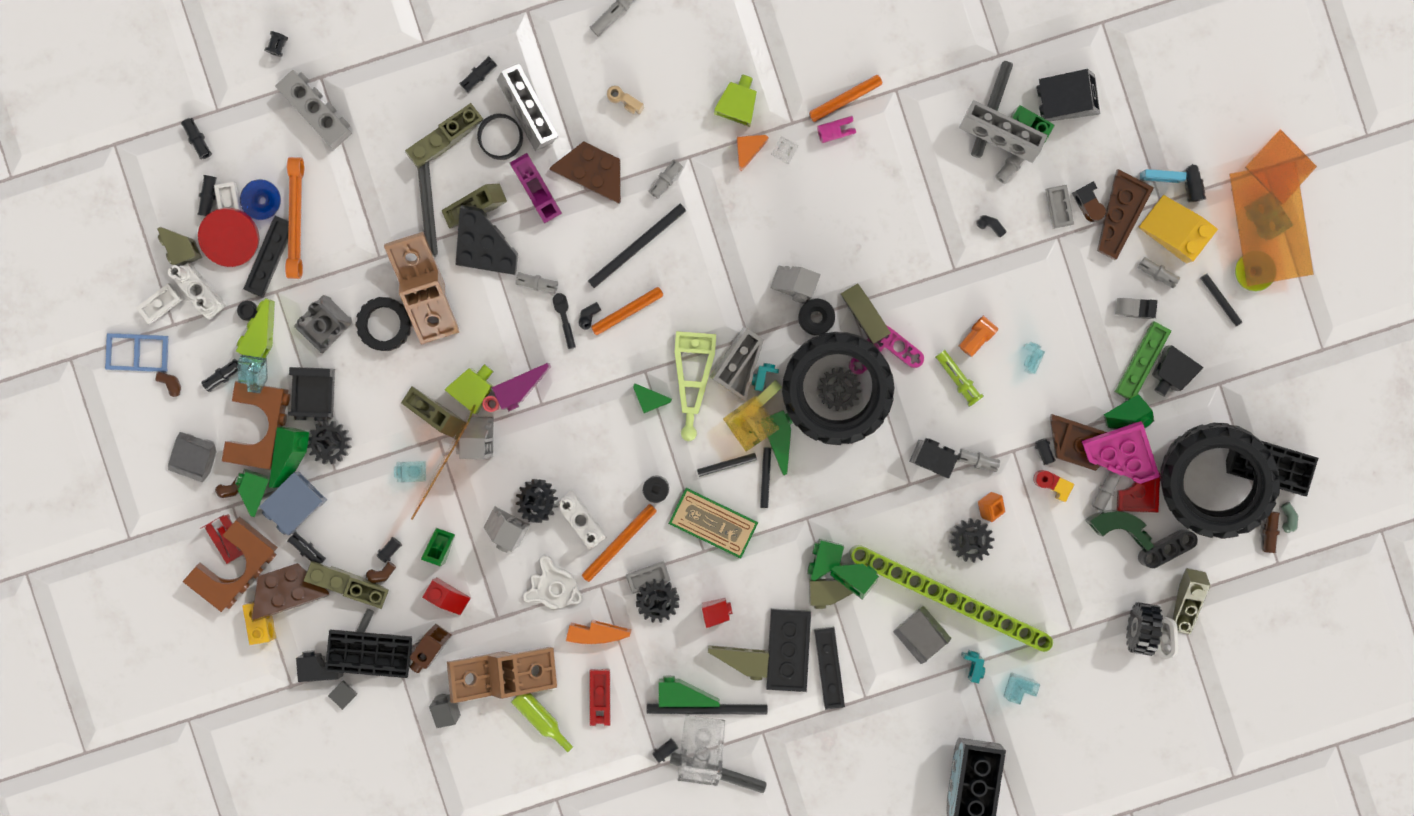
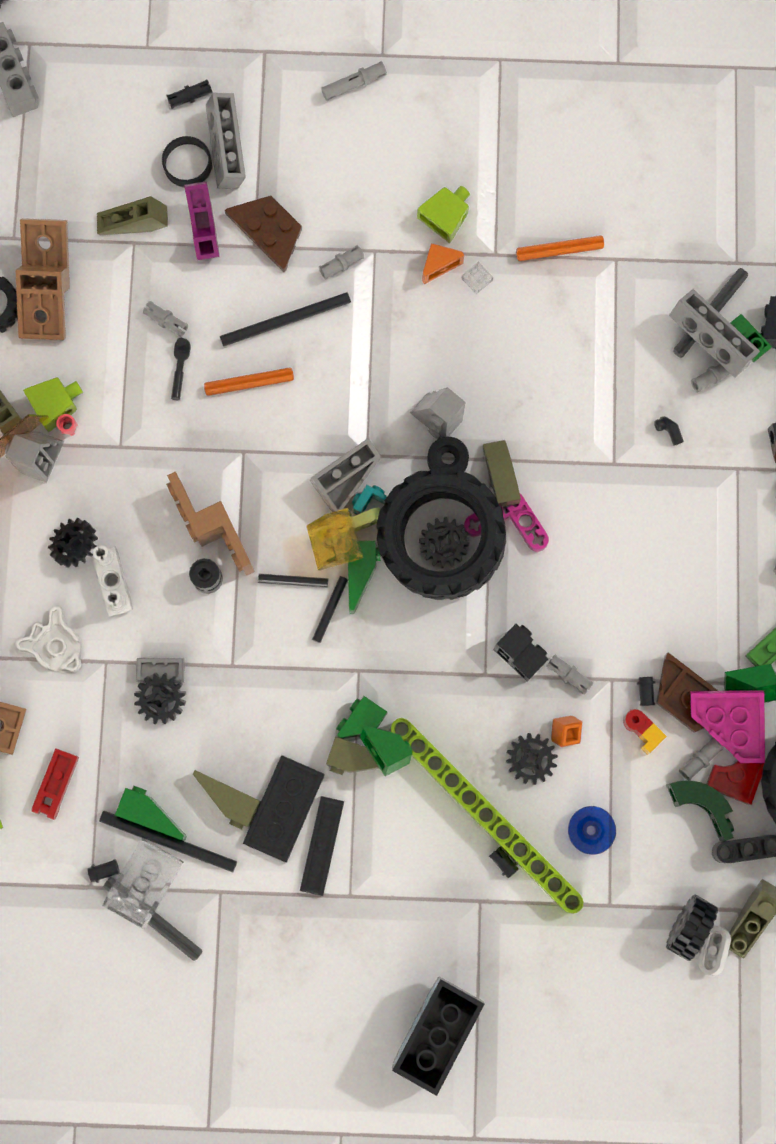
camera: 20 degrees right, 10 degrees down
(427, 207) = (84, 201): dark grey axle -> none
(445, 136) = (130, 142): olive slope -> none
(482, 244) = (124, 258): black plate -> none
(505, 529) = (28, 562): light grey wedge -> none
(517, 389) = (102, 418): magenta slope -> none
(586, 315) = (204, 371): black arm -> none
(597, 633) = (79, 709): orange slope -> none
(619, 543) = (143, 622): orange axle -> none
(631, 104) = (334, 175): tan plate -> none
(642, 446) = (209, 524): none -> medium nougat bracket
(650, 399) = (237, 480): green slope -> none
(693, 343) = (304, 438): yellowish green plate -> none
(713, 523) = (254, 637): tile -> none
(716, 612) = (219, 733): red slope -> none
(832, 130) = (533, 275): dark pink hinge -> none
(922, 635) = (438, 845): flat silver slope -> none
(967, 384) = (569, 550): lime pin -> none
(977, 670) = (487, 907): teal bracket -> none
(978, 629) = (504, 862): none -> black pin
(981, 332) = (618, 538): orange piece -> none
(1018, 685) = (528, 942): clear light blue piece -> none
(1032, 361) = (665, 587): clear light blue bracket -> none
(1046, 586) = (604, 830): none -> clear blue dish
(1059, 206) = (749, 436): light grey plate -> none

